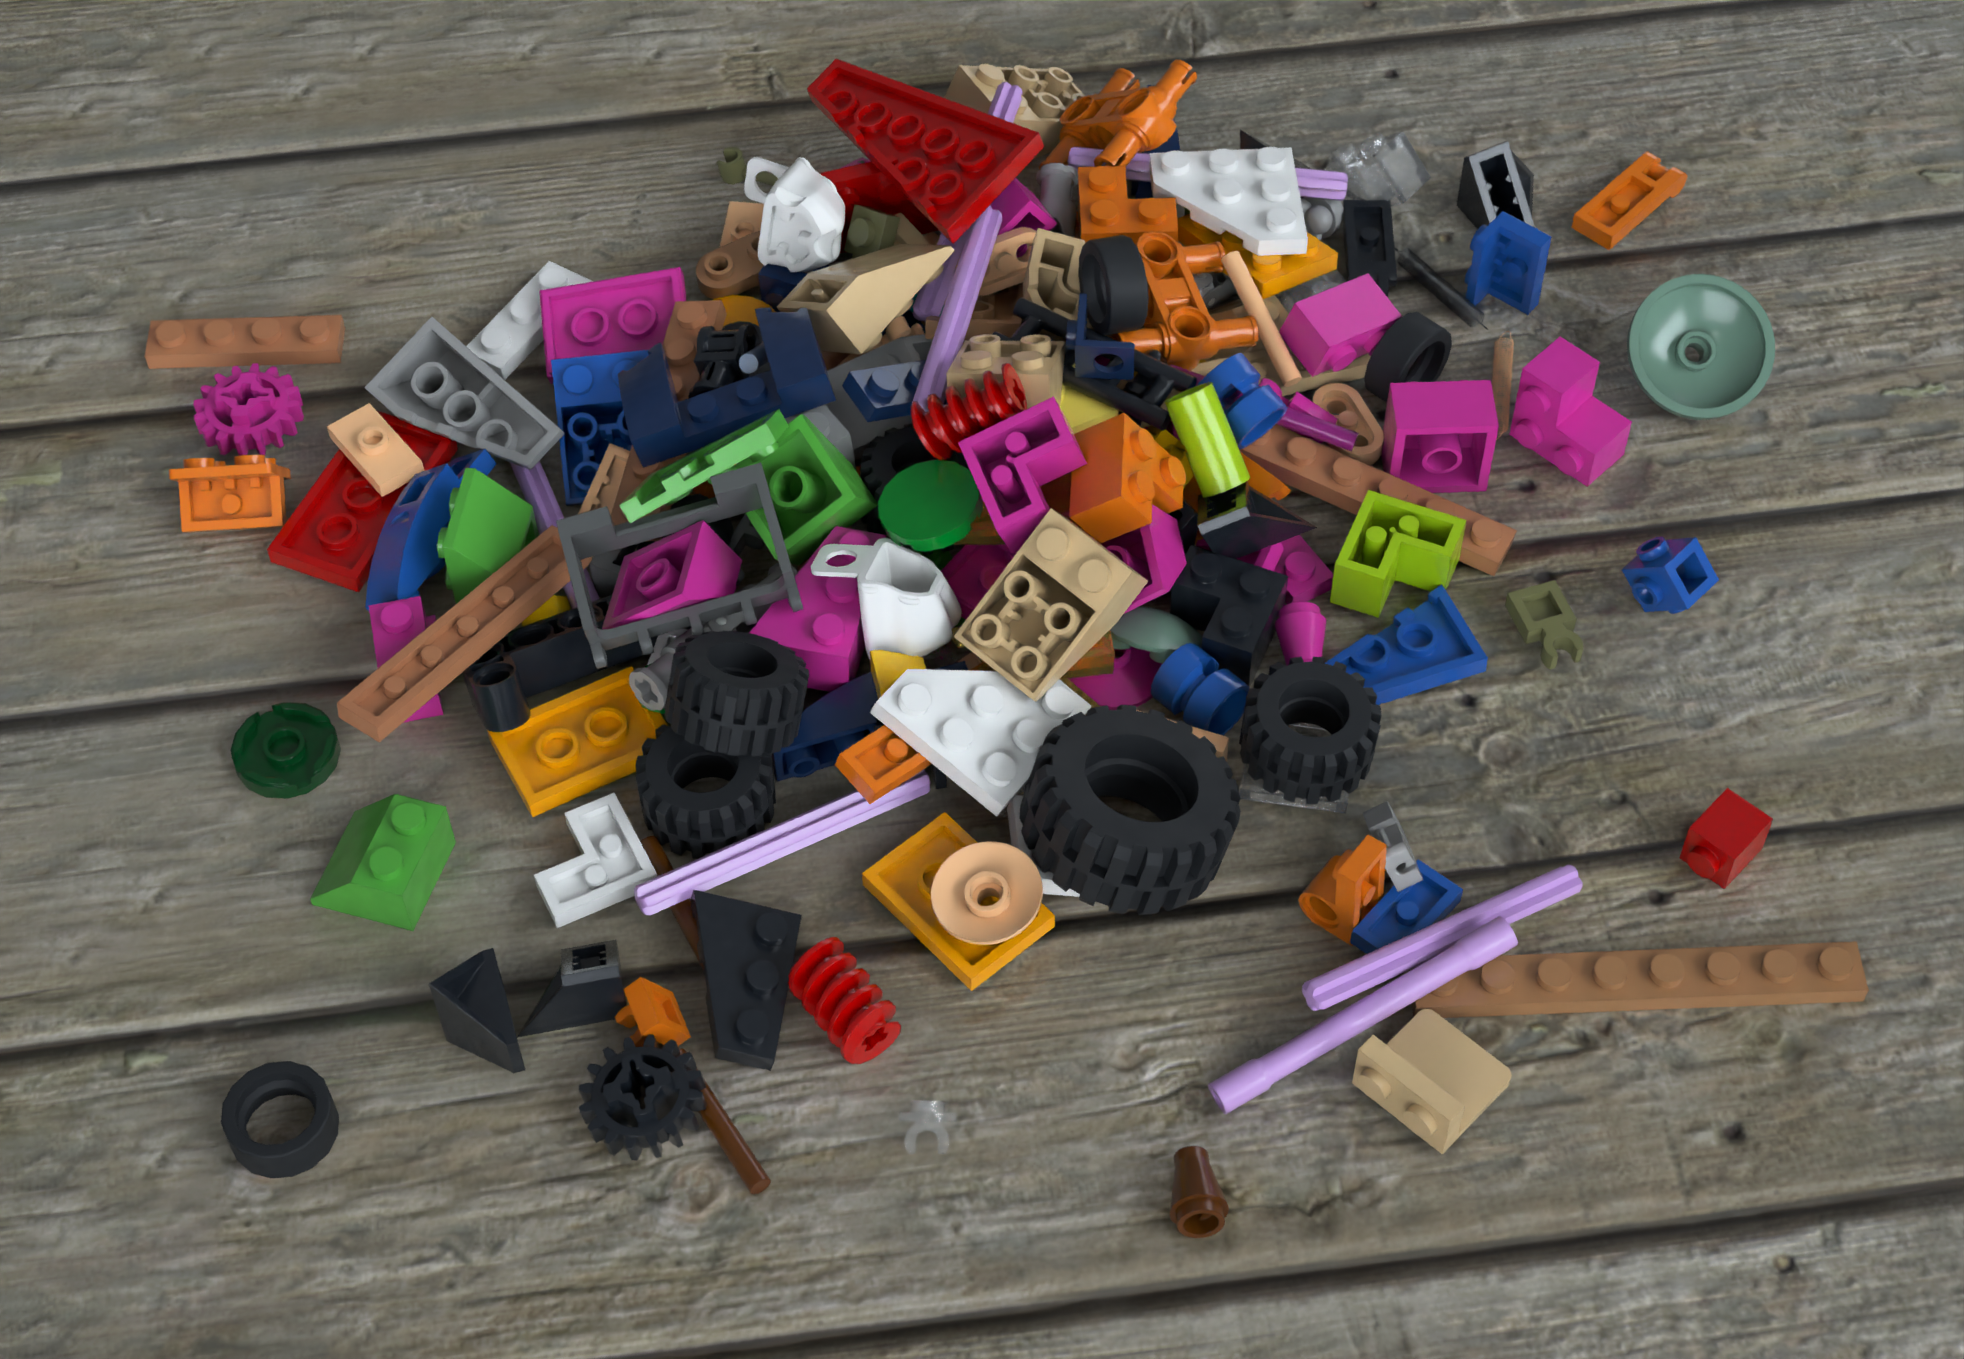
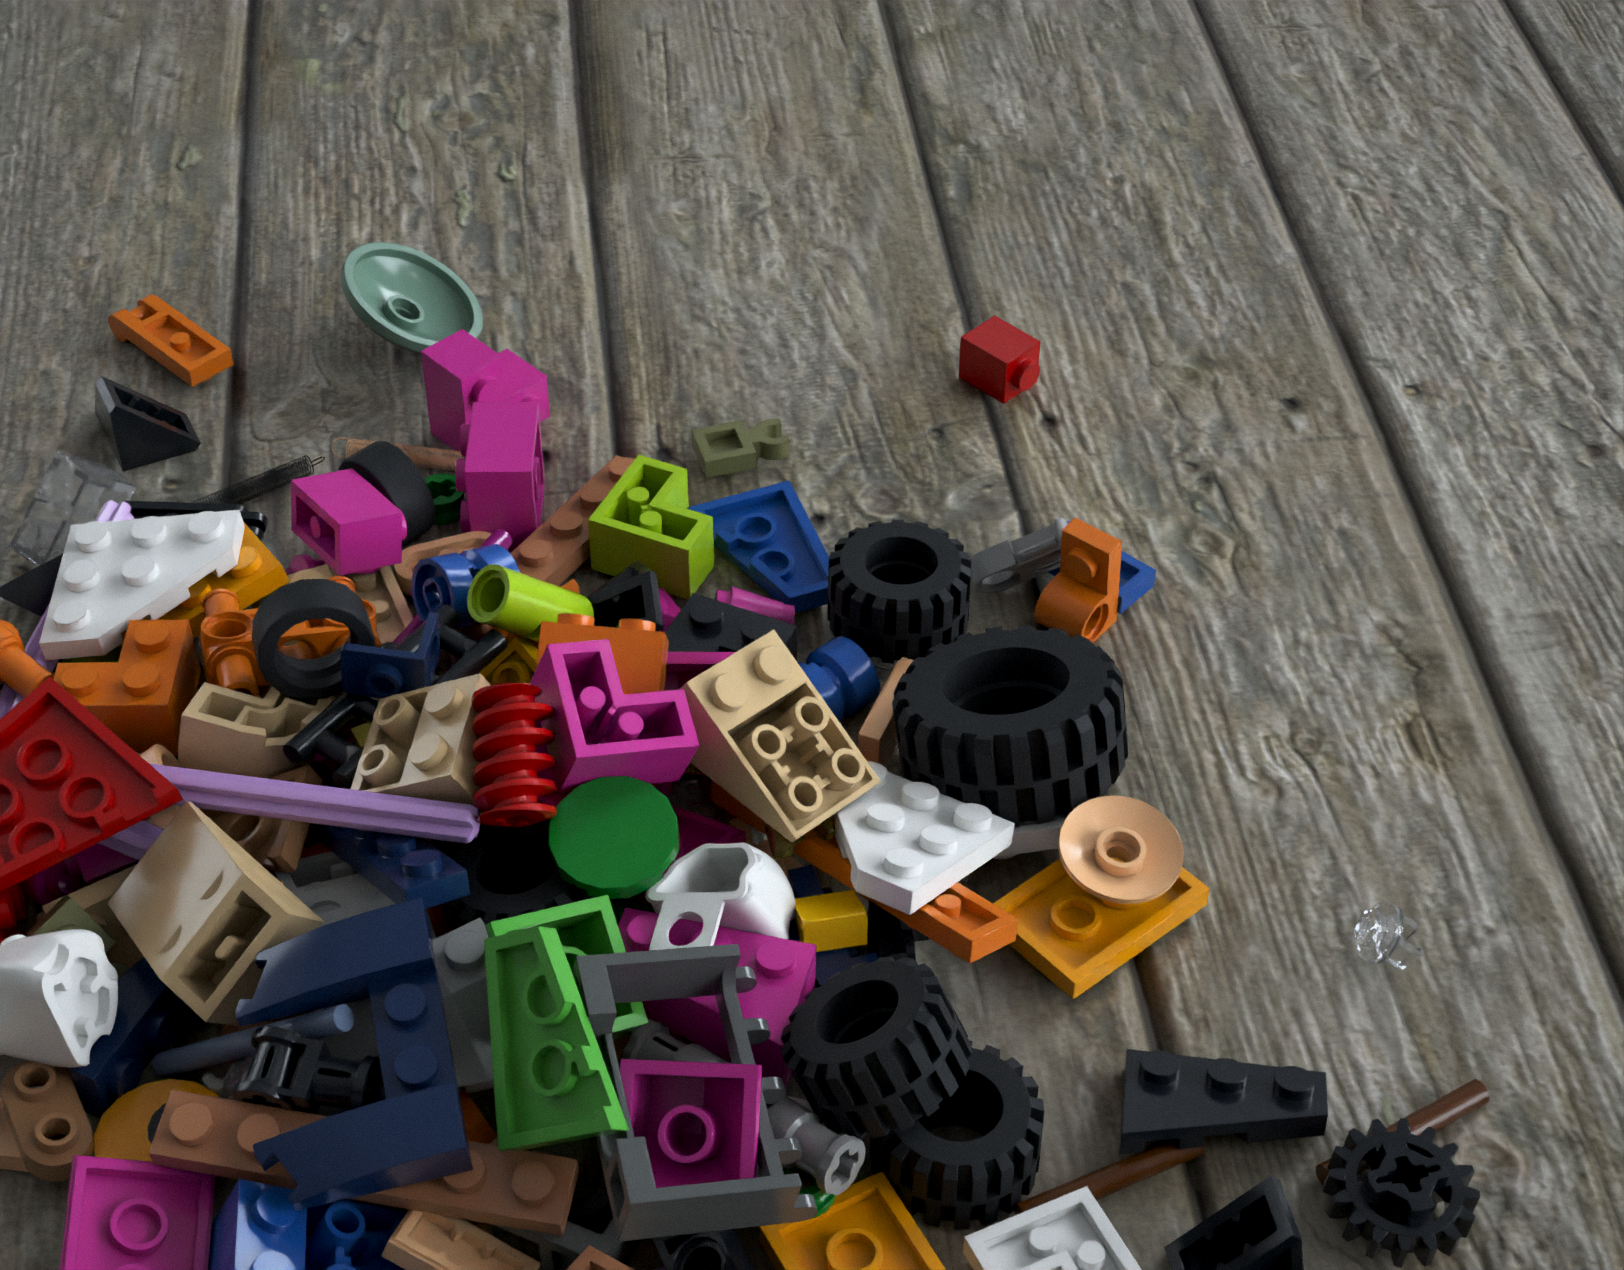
camera: 90 degrees left, 10 degrees down
(654, 1012) = (1296, 1182): orange tile -> none
(771, 845) = (1062, 1107): lavender axle -> none
(844, 1001) = (1245, 1001): red piece -> none
(1196, 1197) = (1431, 730): reddish brown cone -> none
(1259, 1074) = (1287, 678): lavender piece -> none
(1267, 329) = (362, 576): light nougat bar -> none
(1430, 941) = (1136, 538): lavender axle -> none
(1430, 1078) = (1278, 566): tan bracket -> none
(1508, 263) = (265, 407): blue bracket -> none
(1654, 980) = (1148, 444): medium nougat plate -> none
(1669, 574) = (697, 353): blue brick -> none

